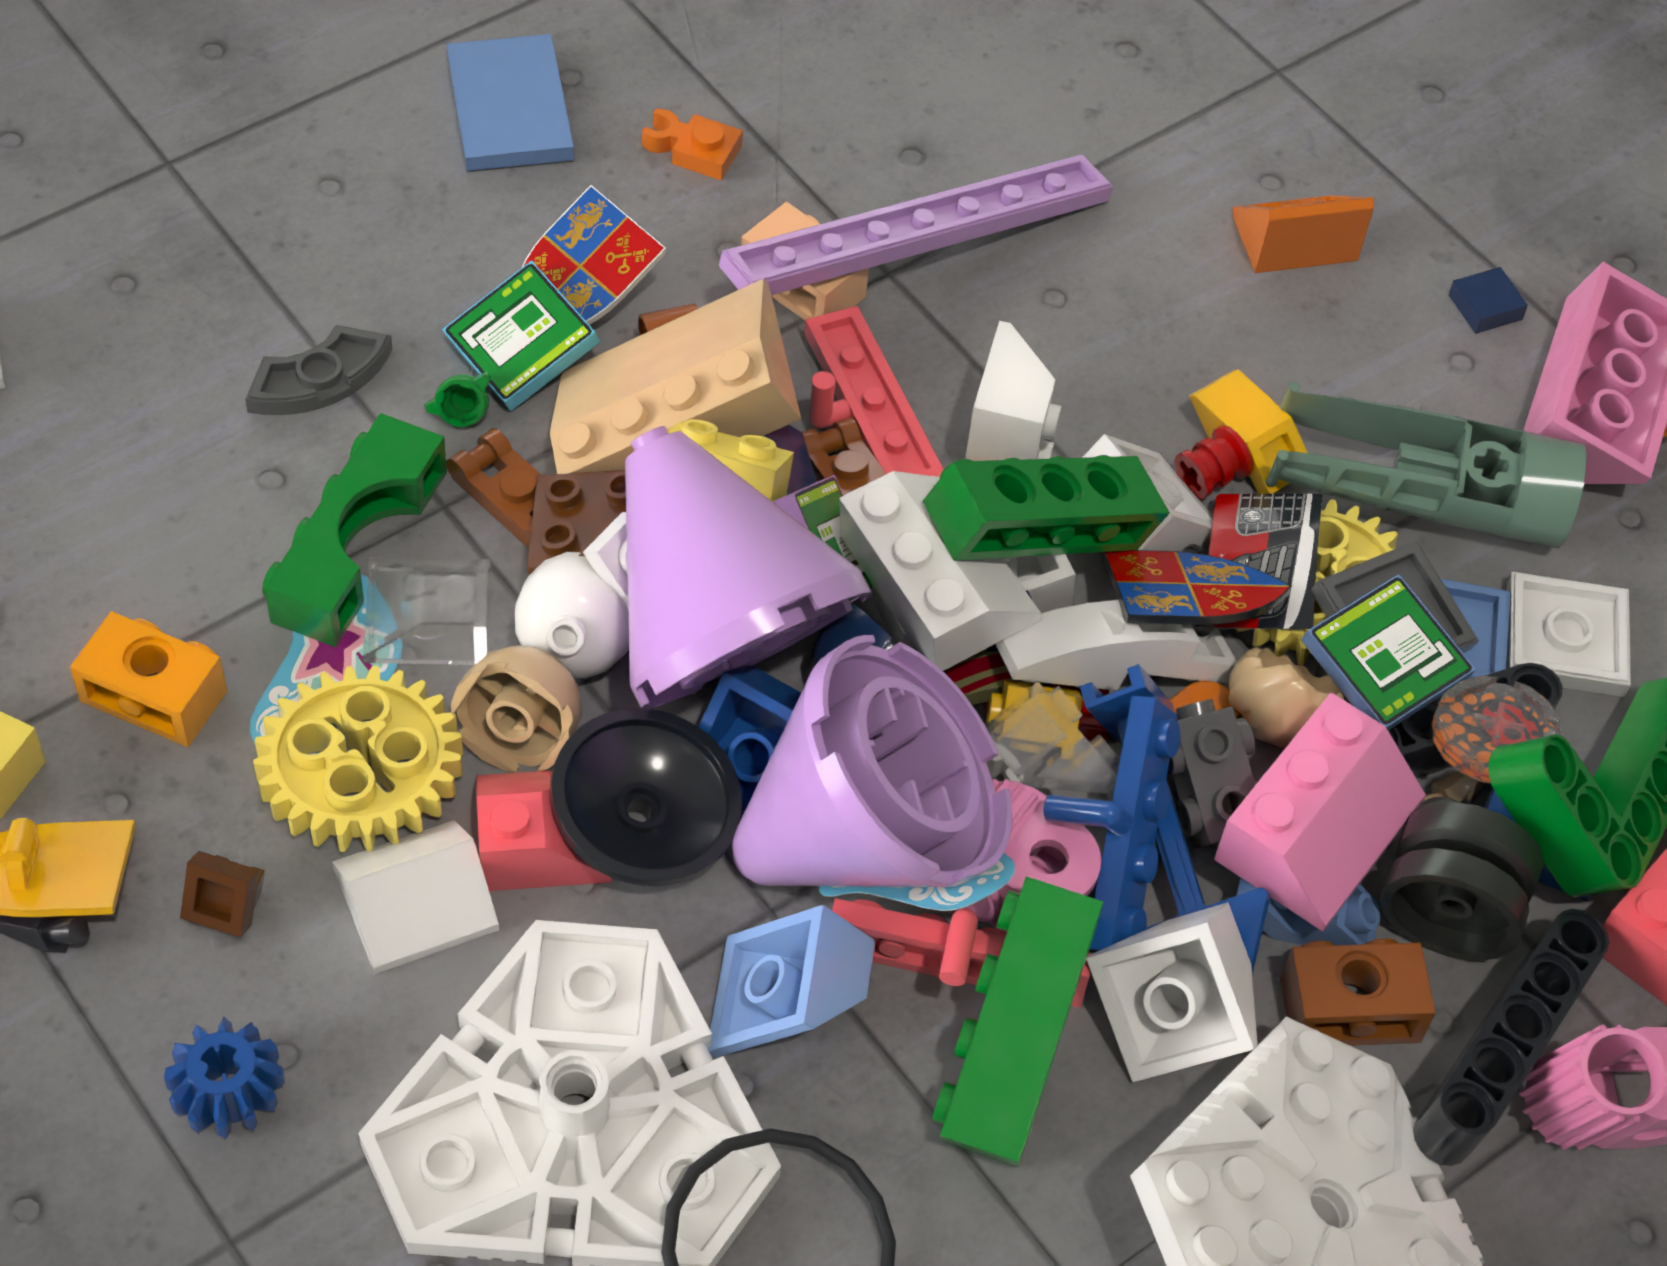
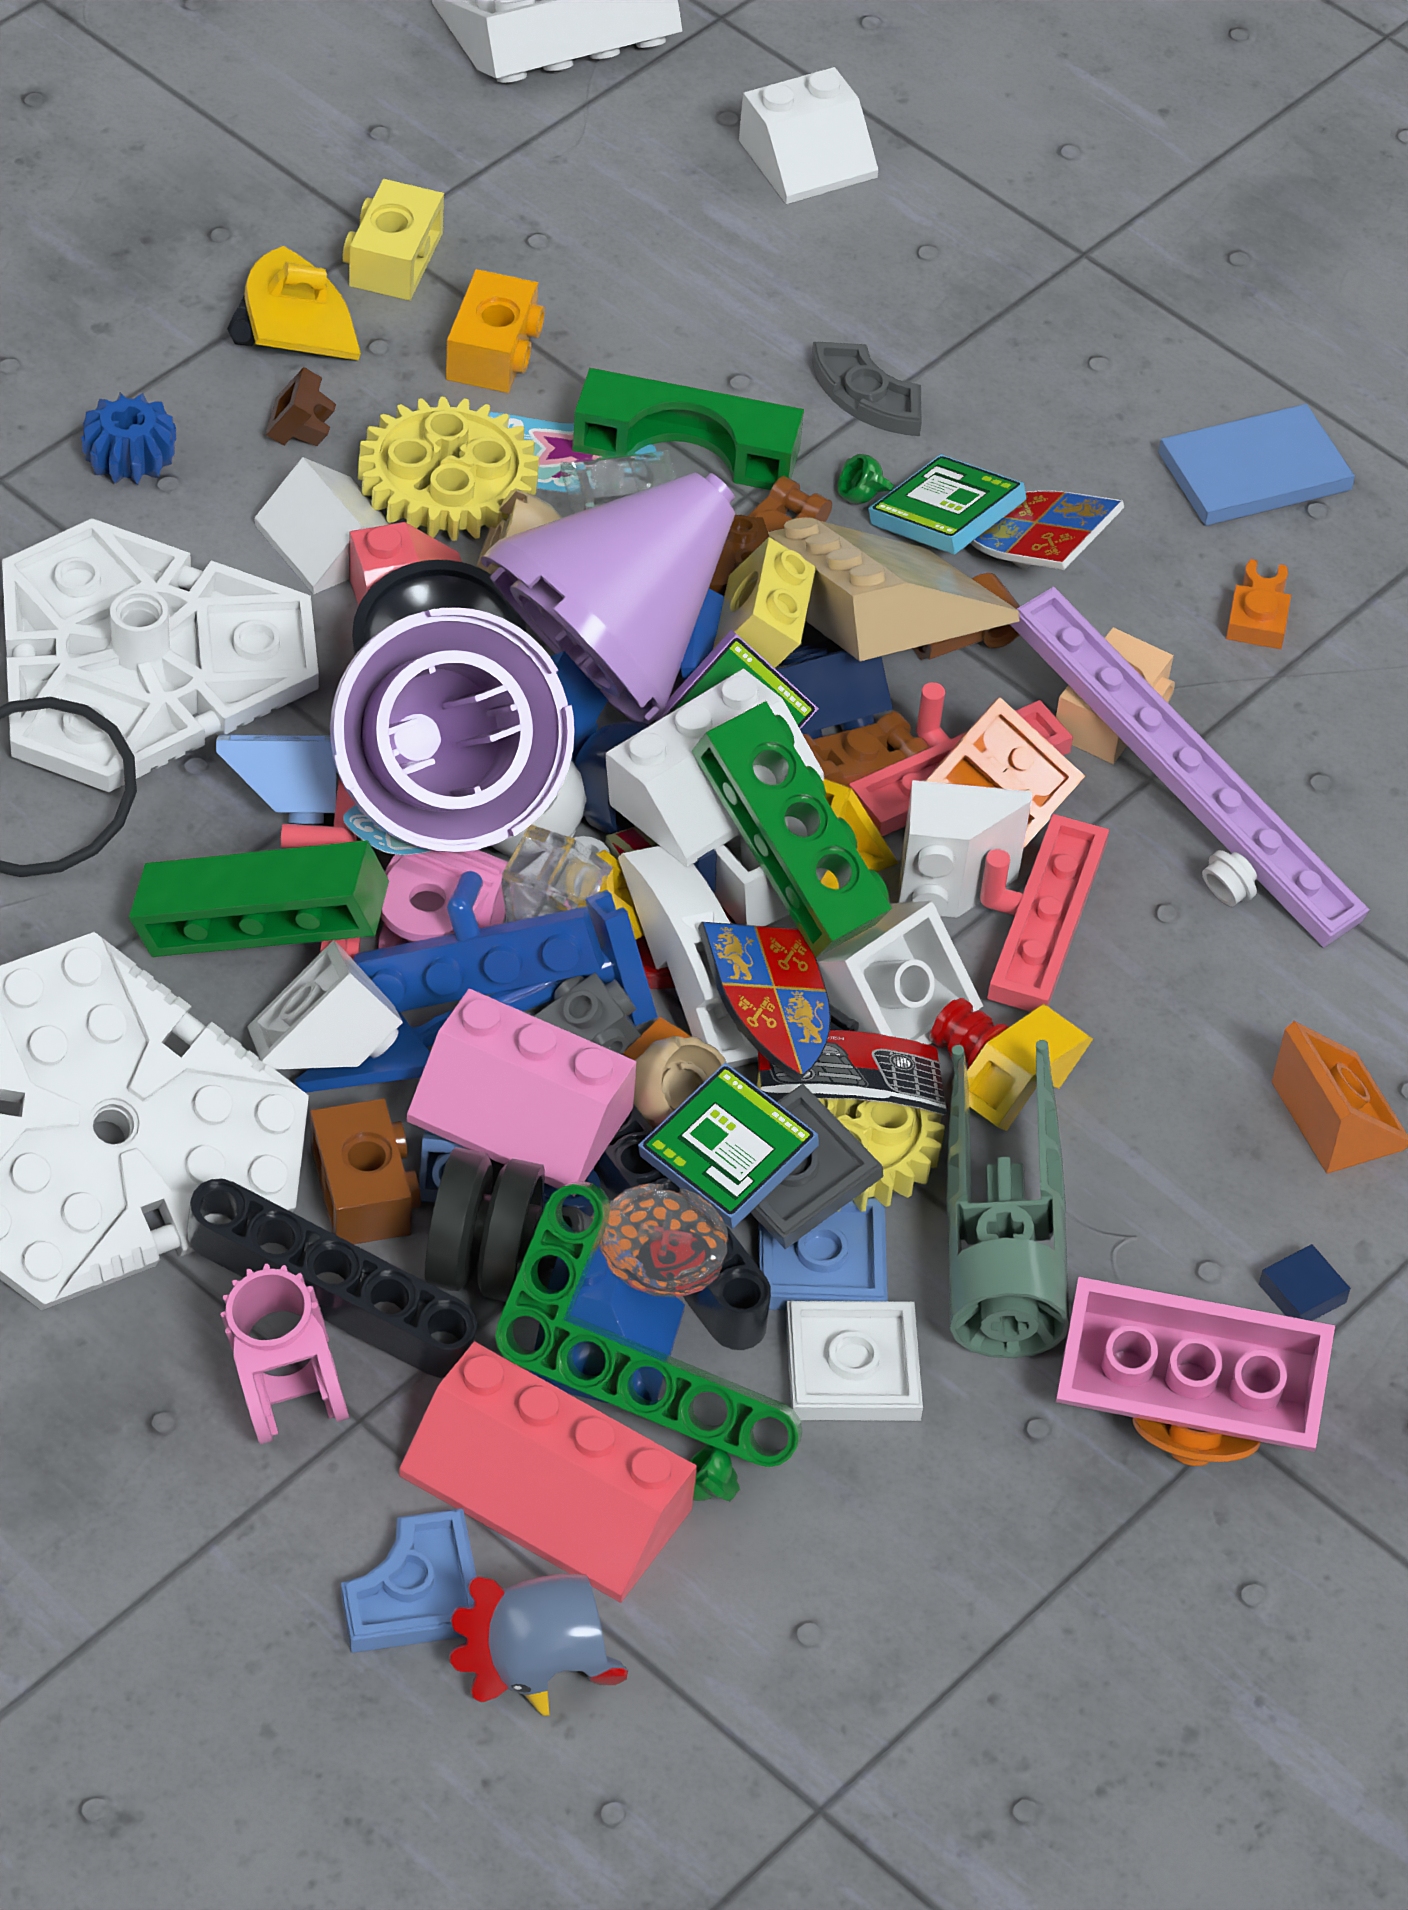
camera: 80 degrees right, 5 degrees down
(907, 367) = (1011, 755): none -> slope
(1039, 236) = (1230, 877): none -> white plate
(1081, 380) = (1045, 911): none -> coral plate

